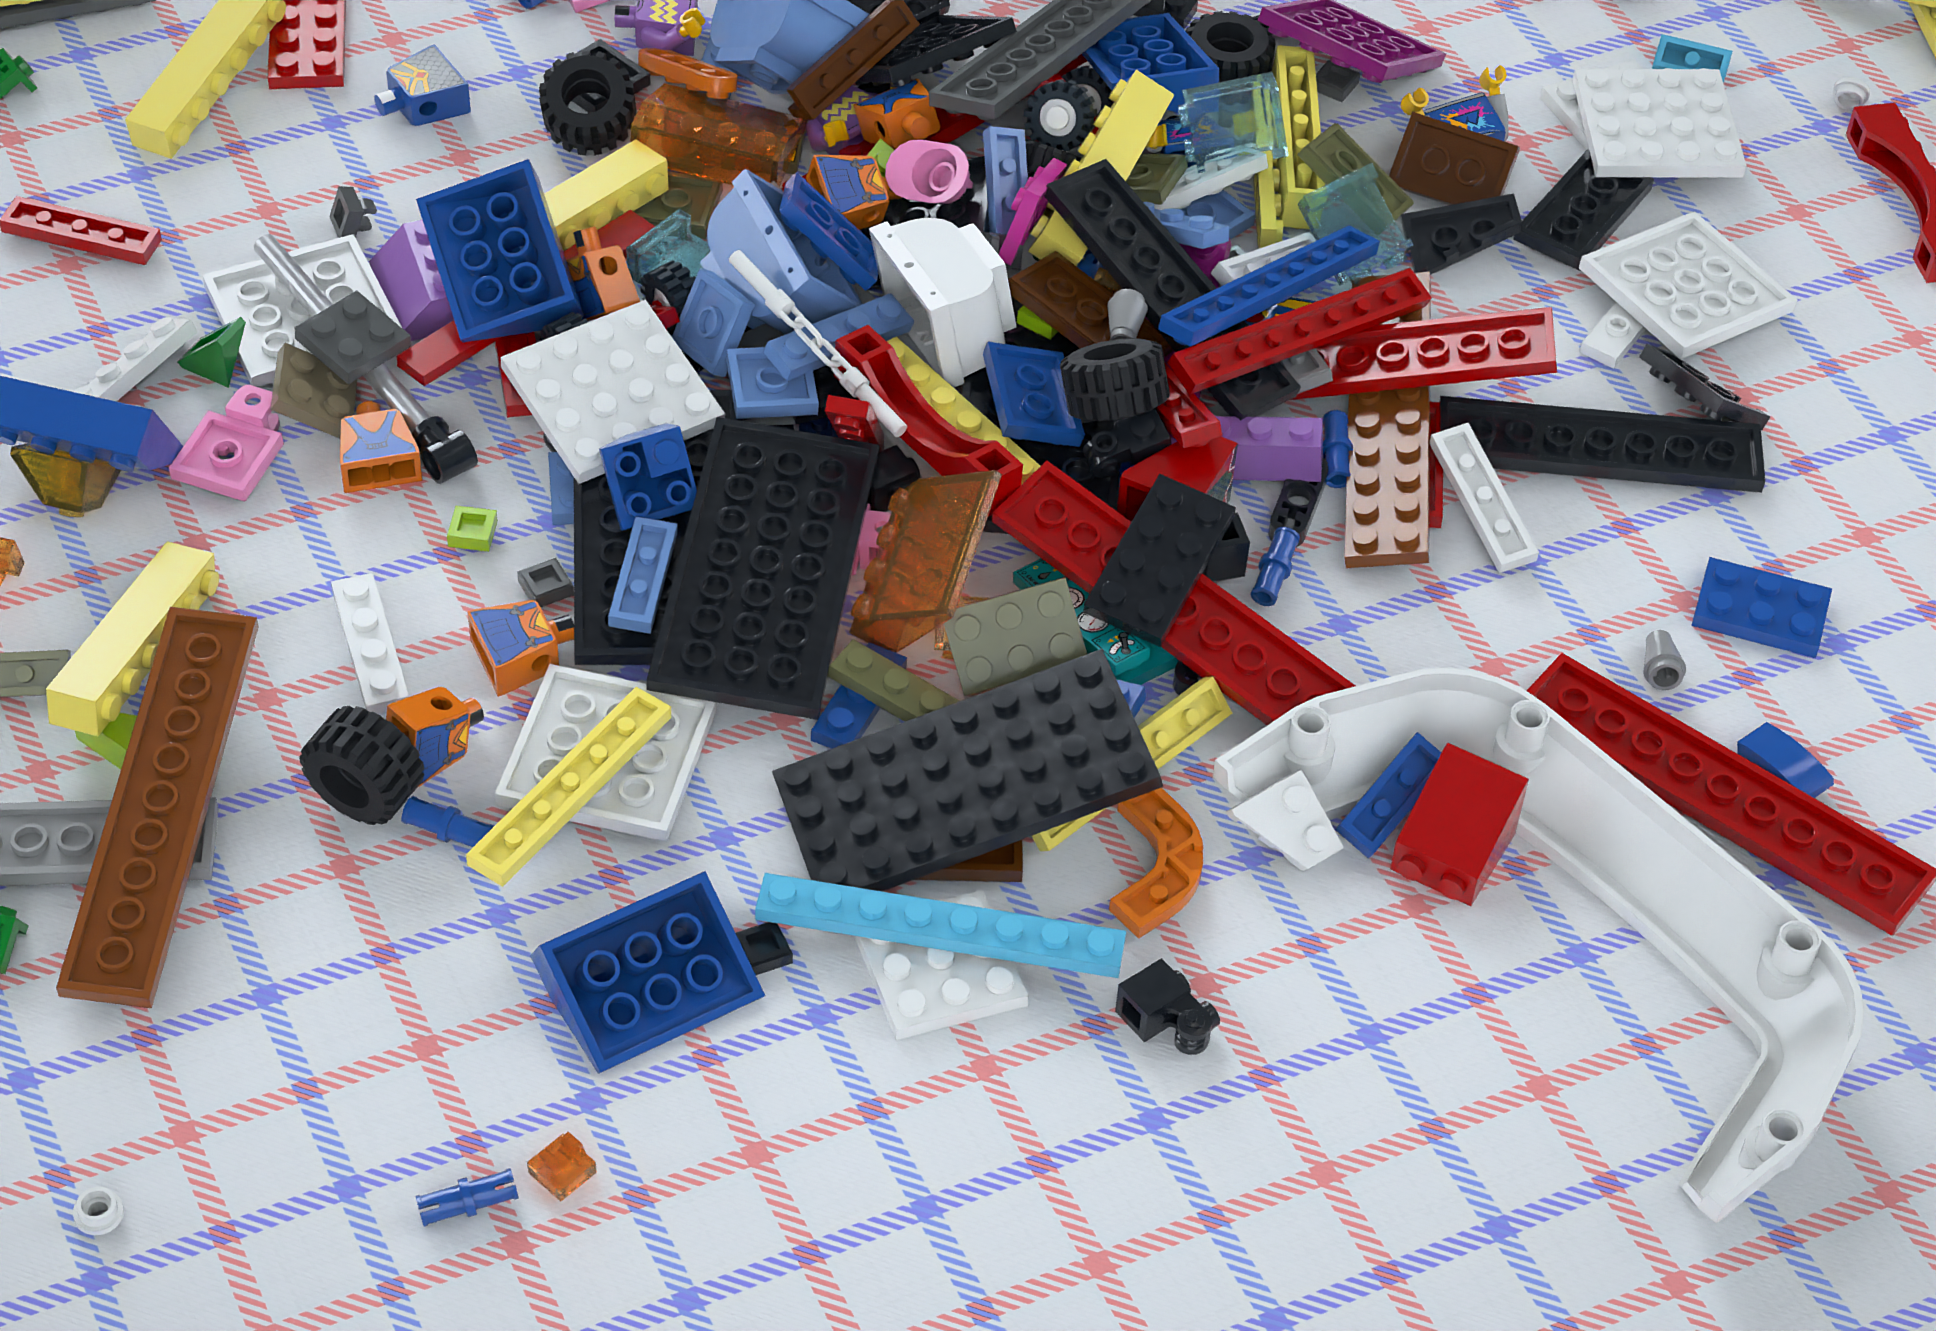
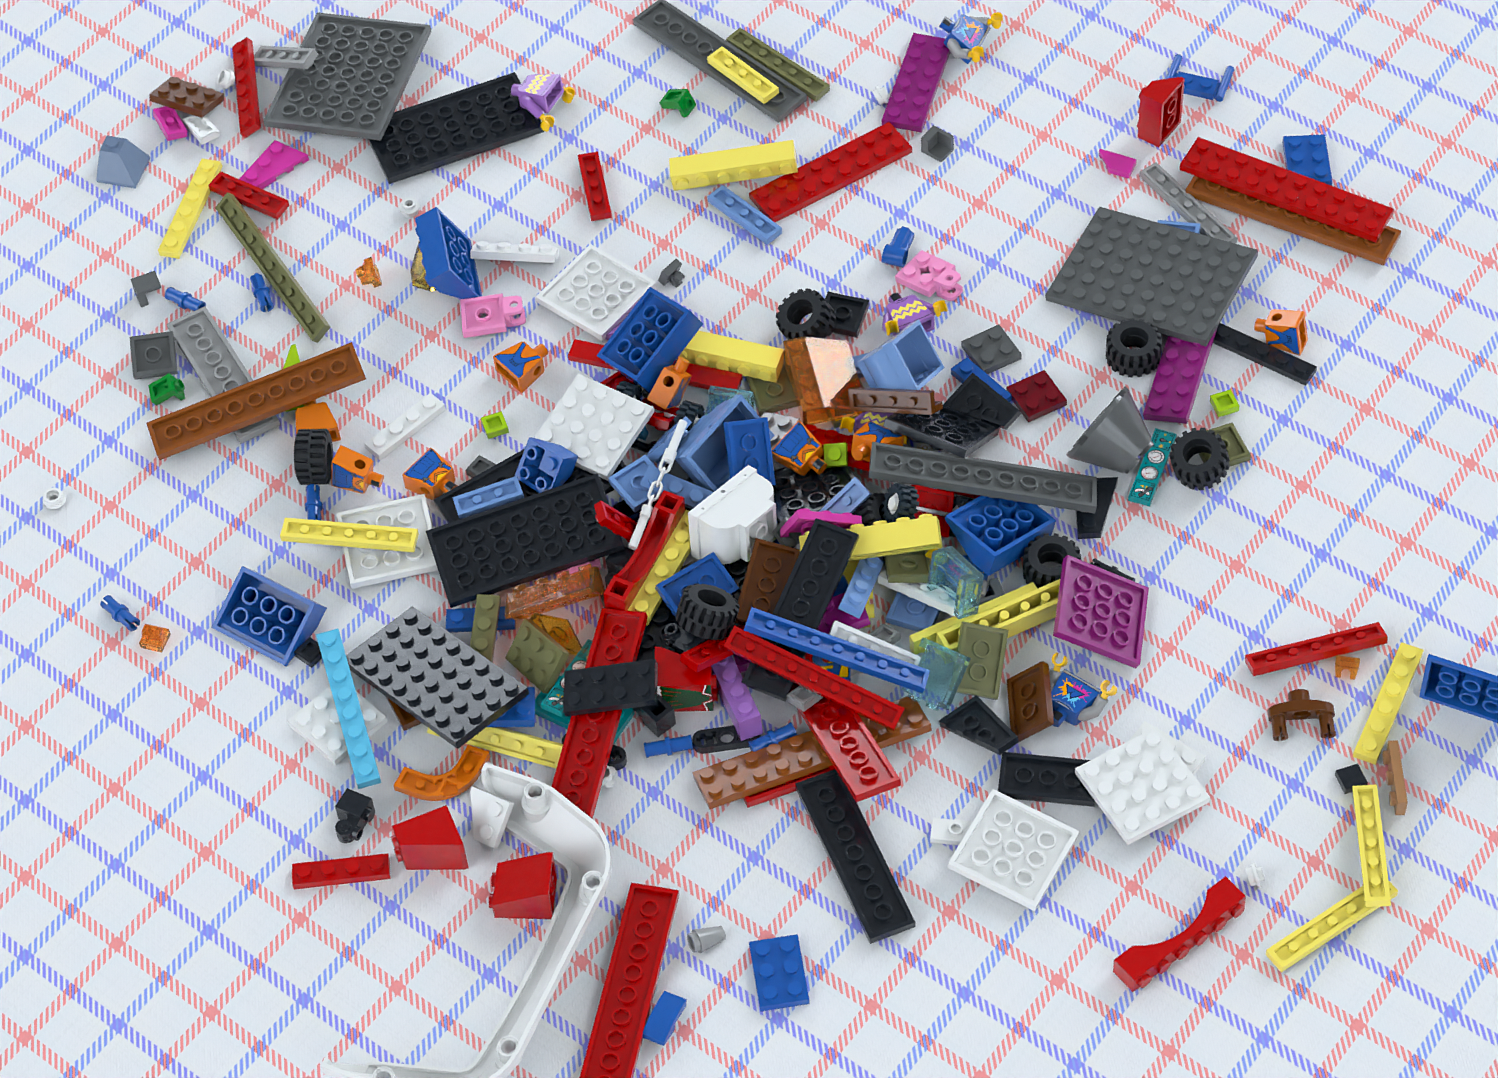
camera: 70 degrees right, 5 degrees up
(125, 642) = (368, 340): light yellow brick -> none
(215, 353) = (542, 275): green slope -> none
(266, 753) = (317, 416): none -> orange torso
(305, 98) = (744, 214): none -> medium blue plate
(311, 391) = (539, 322): dark tan plate -> none
(352, 337) = (570, 316): dark grey plate -> none
(424, 89) = (782, 253): torso -> none
(441, 451) = (536, 389): piece -> none
(690, 71) = (860, 344): orange plate -> none
(928, 172) = (825, 474): bright pink piece -> none
(1126, 314) = (762, 598): light grey cone -> none
(1263, 1075) = (341, 871): none -> red plate
(1304, 907) = (429, 842): none -> red slope
(1390, 796) = (518, 848): blue plate -> none
(1484, 498) = (769, 814): white plate -> none
(1686, 54) = (1231, 786): medium azure slope -> none
(1695, 385) = (925, 885): black wing -> none

